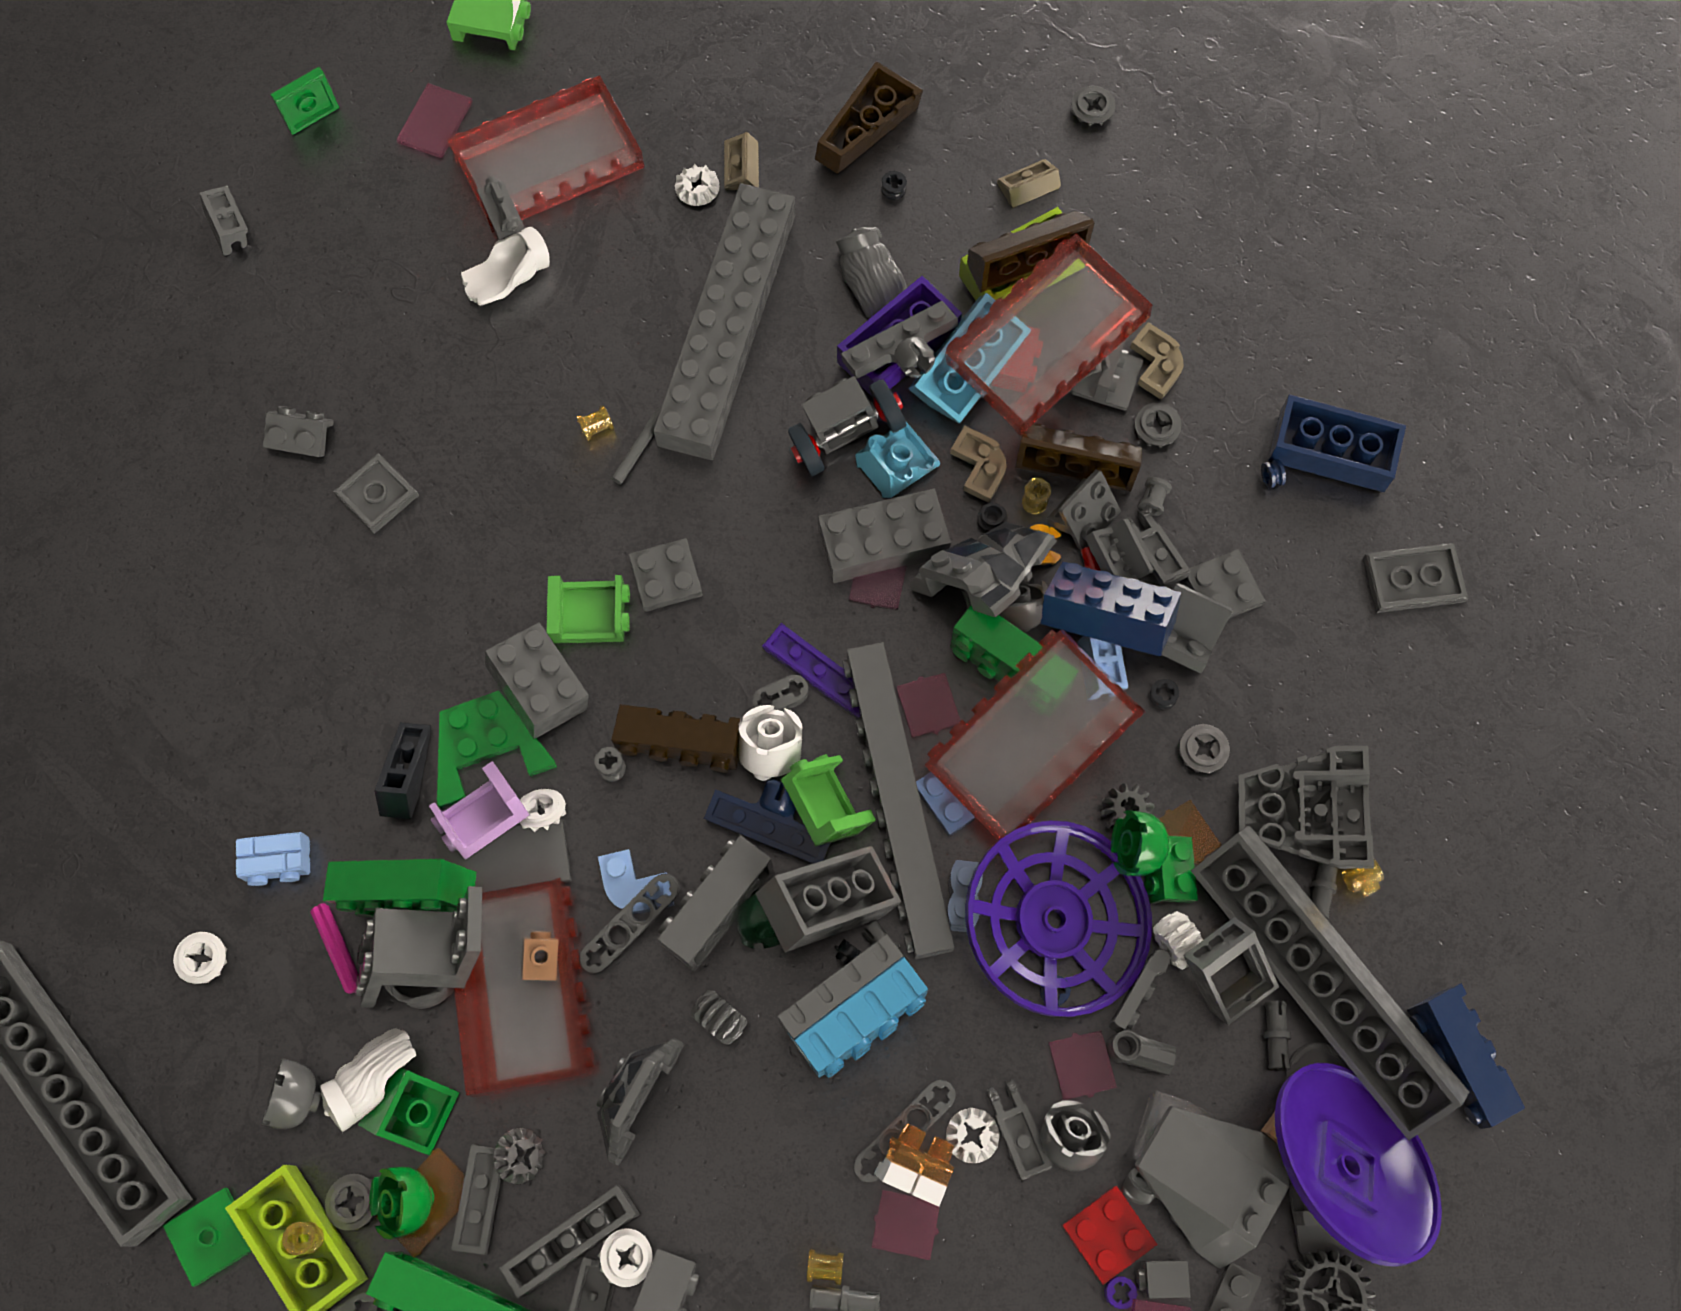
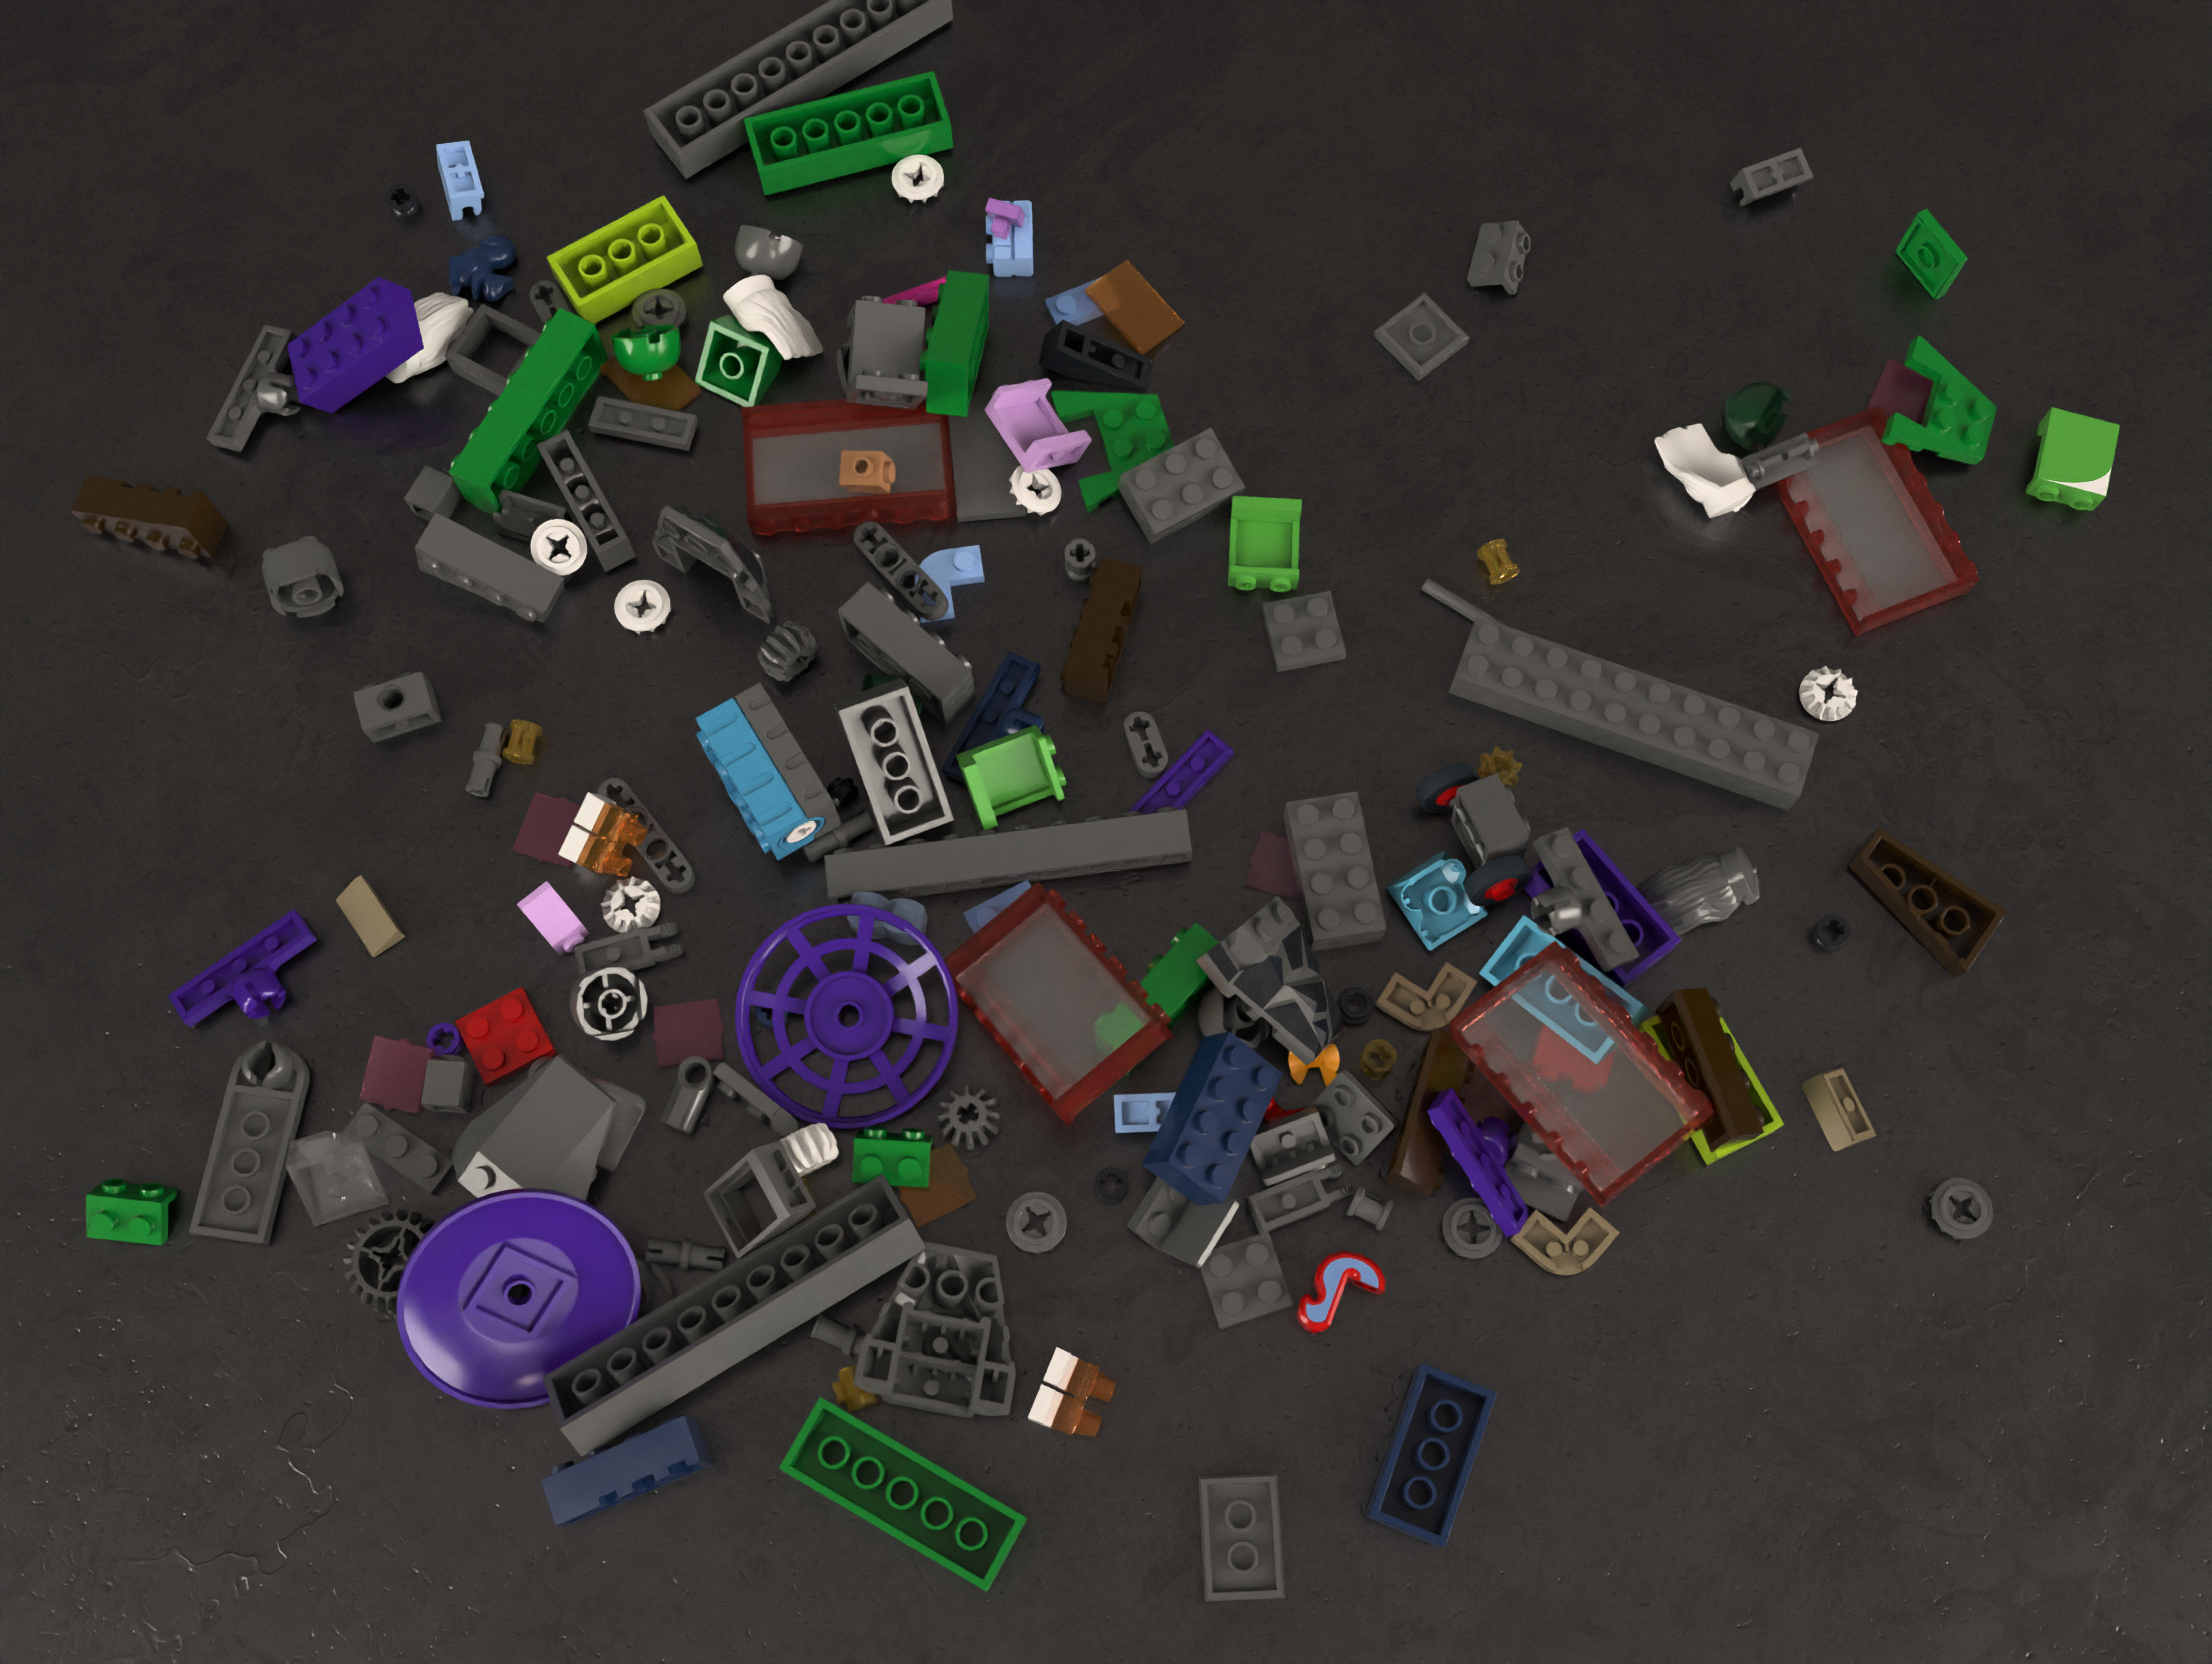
camera: 95 degrees right, 0 degrees up
(150, 1030) = (849, 133): none -> green brick
(206, 1238) = (646, 183): green plate -> none
(258, 856) = (1003, 217): none -> medium lavender tile
(291, 1234) = (620, 255): clear yellow bush -> none
(342, 789) = (1072, 306): none -> medium blue plate
(348, 738) = (1134, 307): none -> clear orange piece
(449, 90) = (1956, 414): none -> green wing
(453, 232) = (1756, 414): none -> clear green cylinder
(506, 1152) = (692, 463): flat silver gear -> none
(664, 1158) = (634, 595): none -> white gear
(741, 161) = (1862, 749): dark tan slope -> none
(769, 741) = (1083, 718): white brick -> none
(782, 415) = (1504, 760): none -> clear yellow gear
(928, 705) = (1122, 908): clear pink piece -> none
(1002, 1199) = (553, 919): none -> lavender slope
(1105, 415) = (1482, 1154): none -> dark purple plate
(1139, 843) = (915, 1113): green cylinder -> none
(1220, 522) = (1329, 1283): none -> red animal
(1273, 473) = (1394, 1367): dark blue bush -> none
(1338, 710) = (1079, 1380): none -> clear orange hips
(1440, 827) = (903, 1494): none -> green brick

